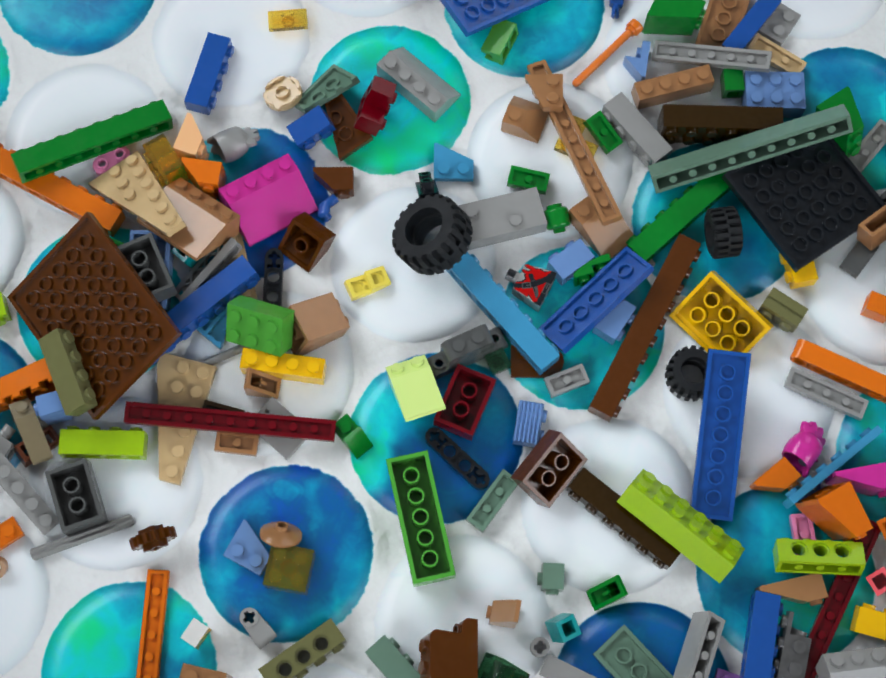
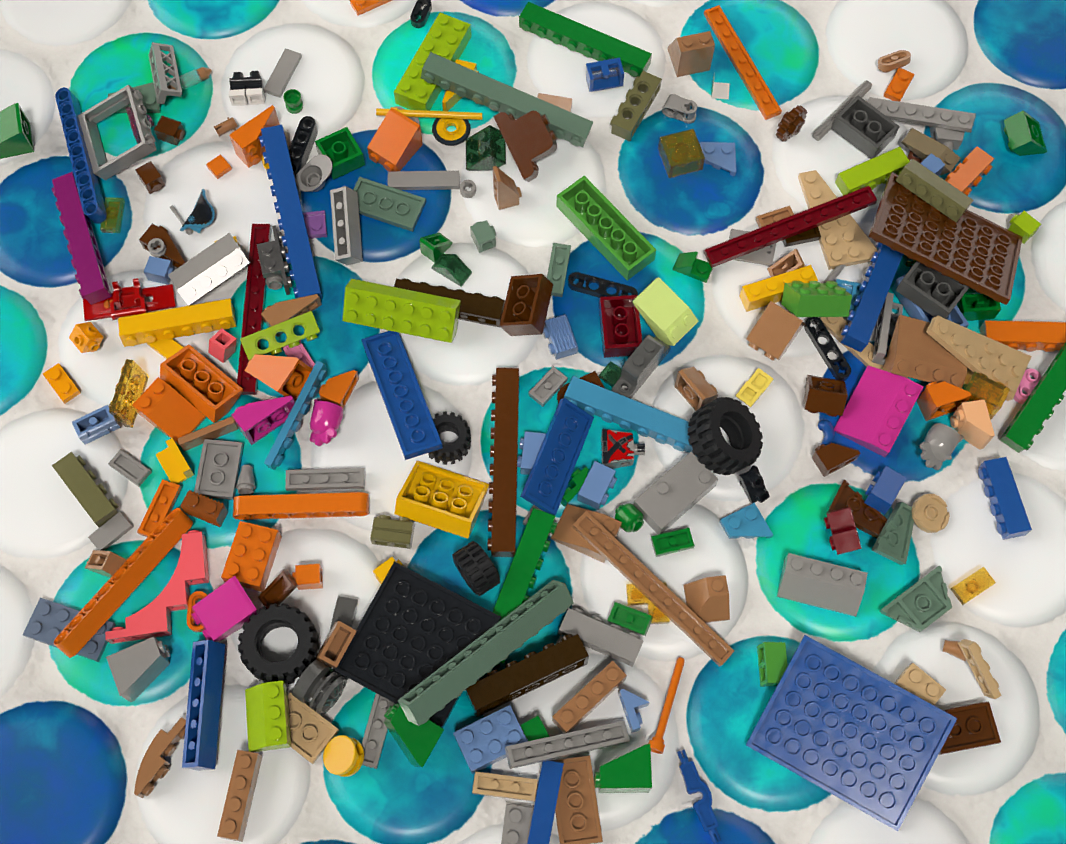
camera: 155 degrees right, 5 degrees down
(280, 534) = (696, 165): medium nougat dish -> none
(341, 28) = (921, 602): none -> sand green wing
(426, 303) = (695, 388): none -> medium nougat slope
(547, 90) = (701, 627): medium nougat wing -> none
(563, 627) = (457, 202): teal brick -> none
(602, 558) = (452, 268): none -> clear green slope

